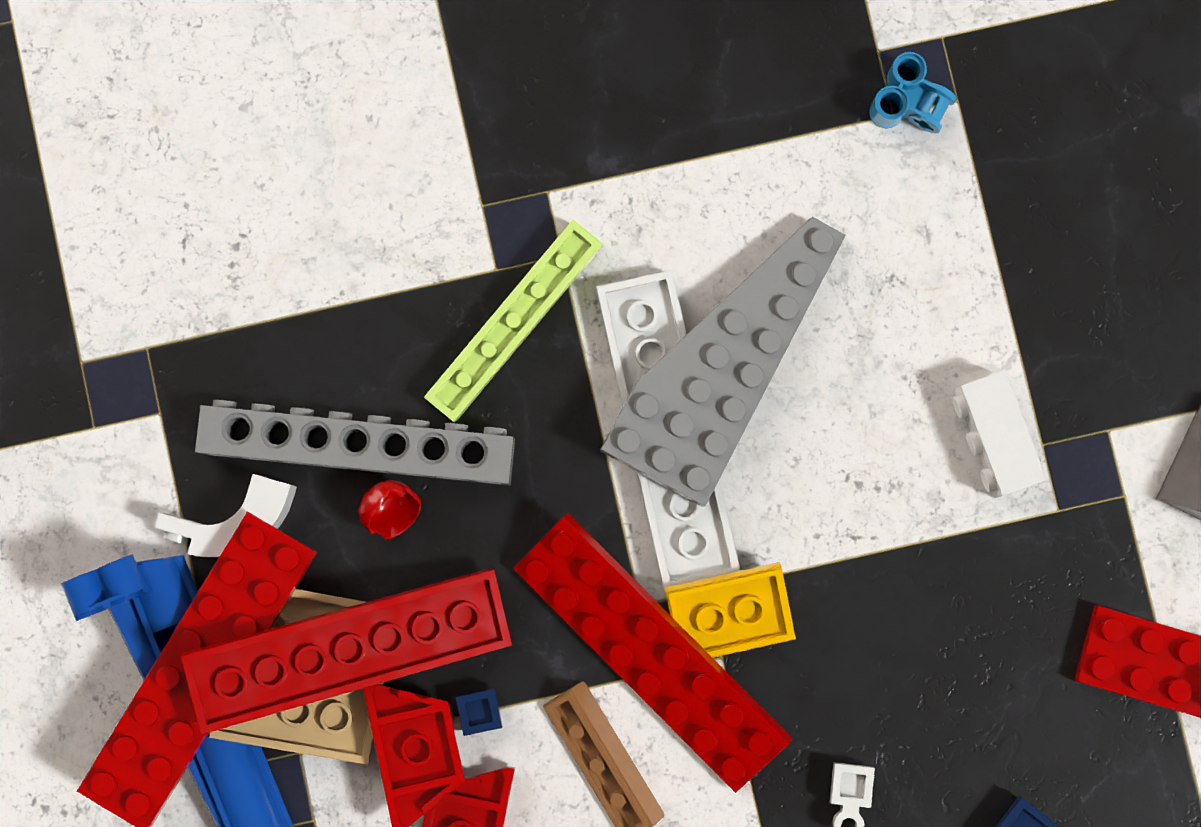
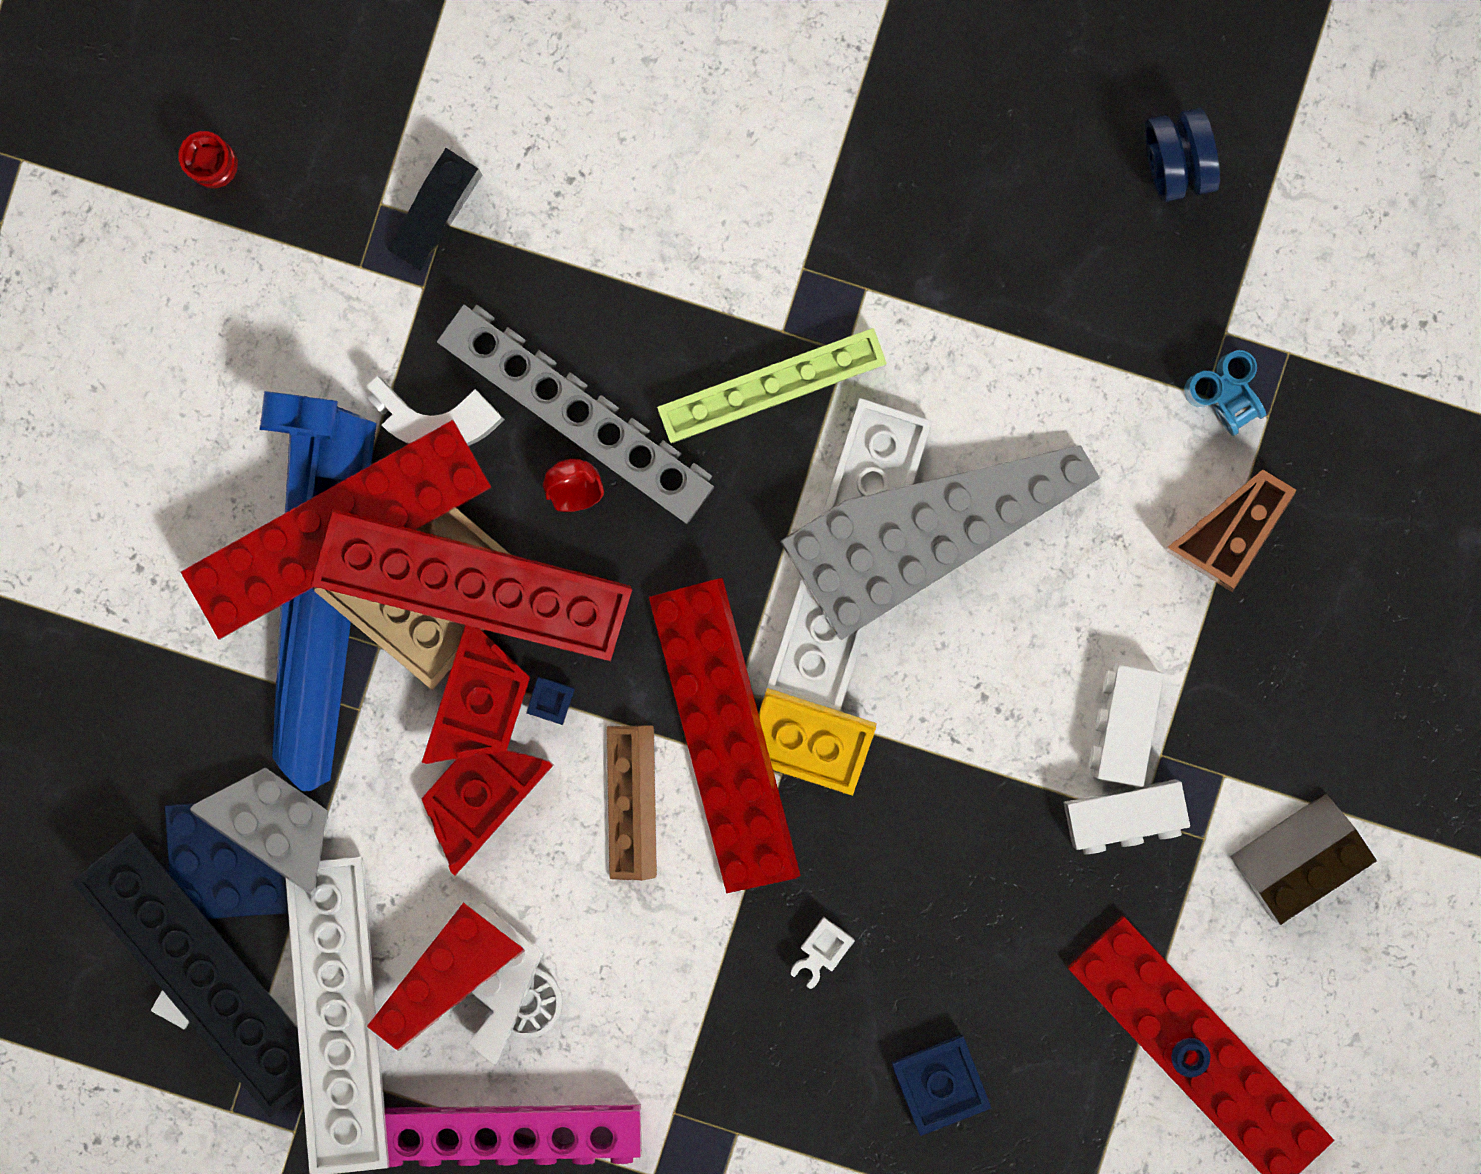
camera: 30 degrees right, 5 degrees up
(129, 336) = (435, 208): none -> black slope
(991, 213) = (1234, 532): none -> nougat wedge
(1047, 515) = (1127, 816): none -> white brick

